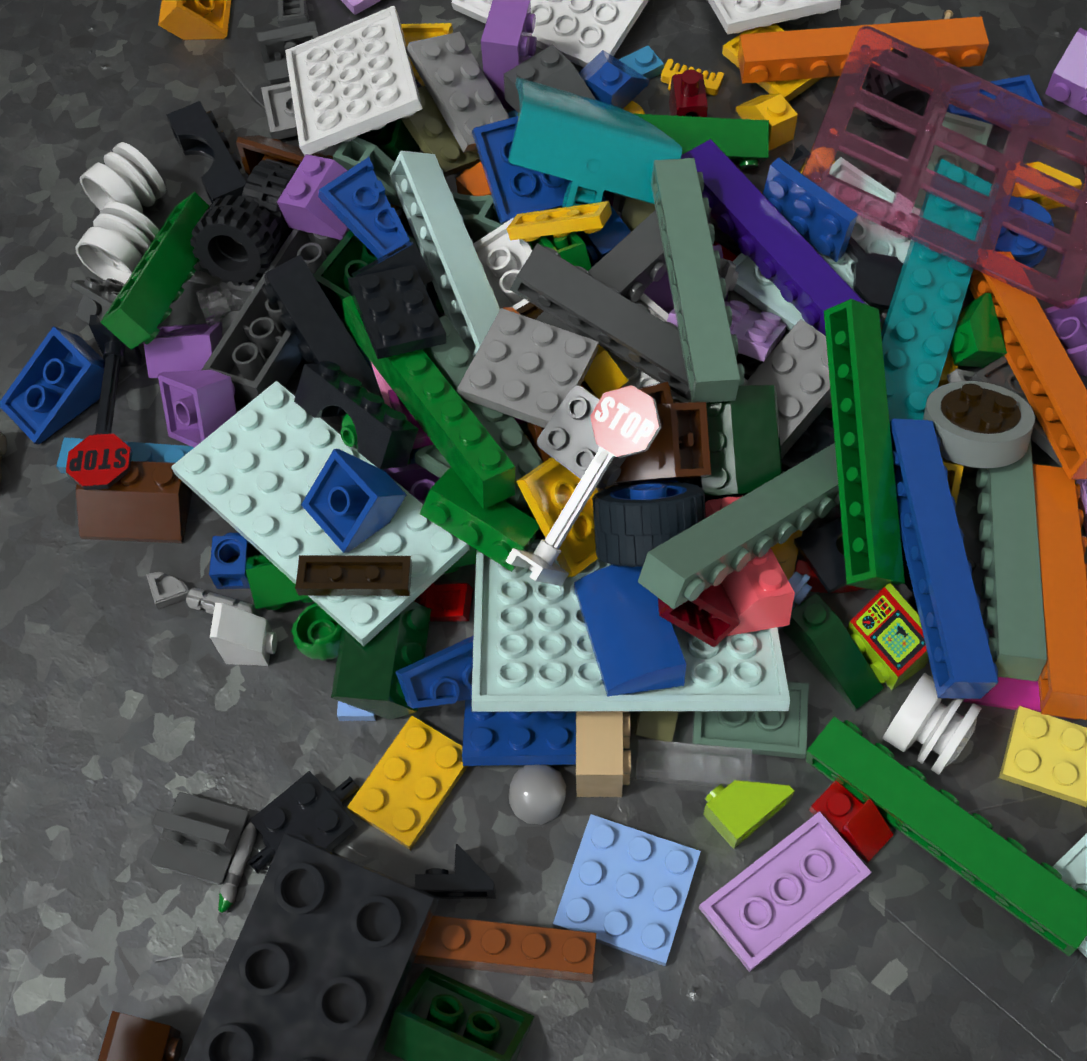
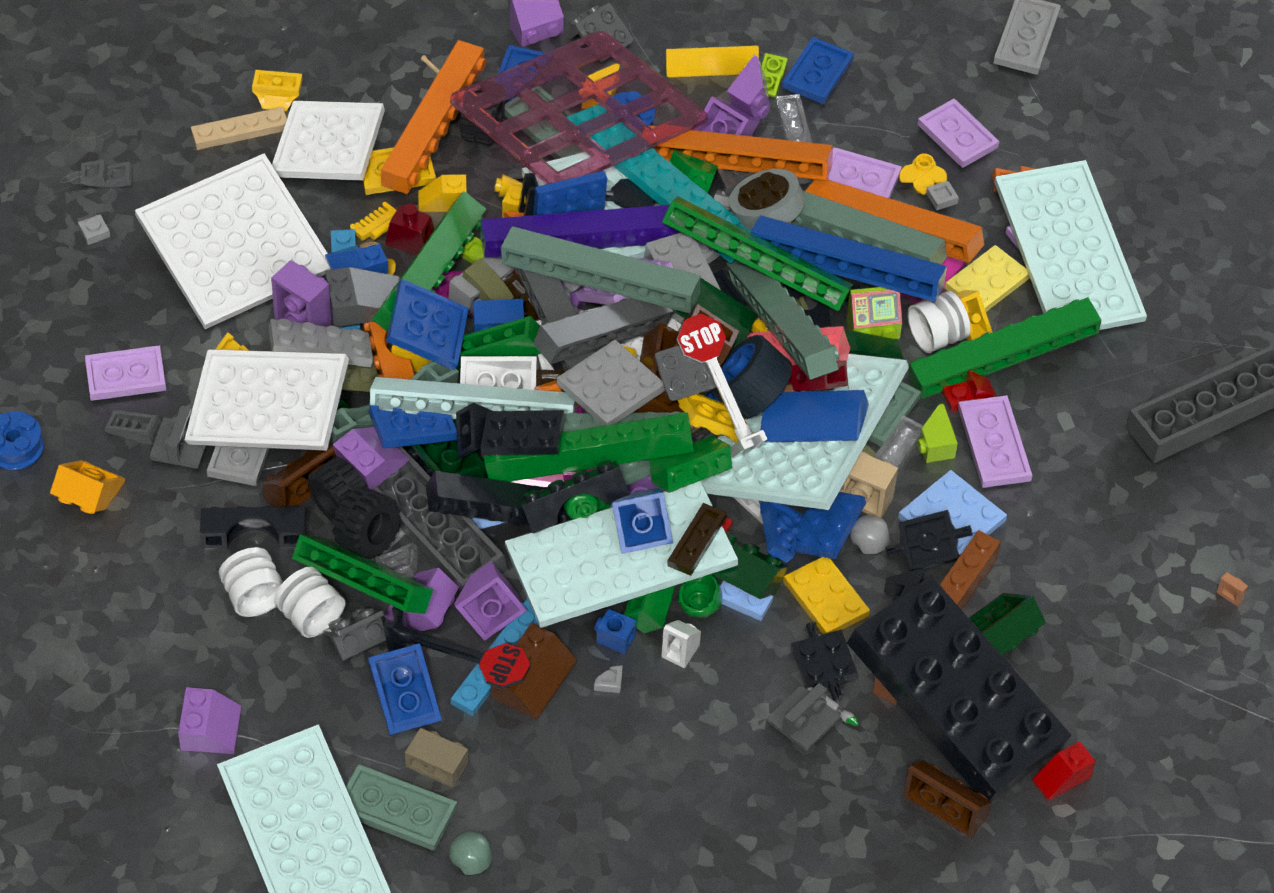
camera: 70 degrees left, 10 degrees down
(200, 600) = (642, 652): light grey axle -> none
(552, 874) = (929, 541): none -> black plate
(559, 221) = (496, 325): yellow plate -> none
(587, 144) = (448, 278): teal panel -> none
(979, 762) = (976, 313): none -> yellow slope

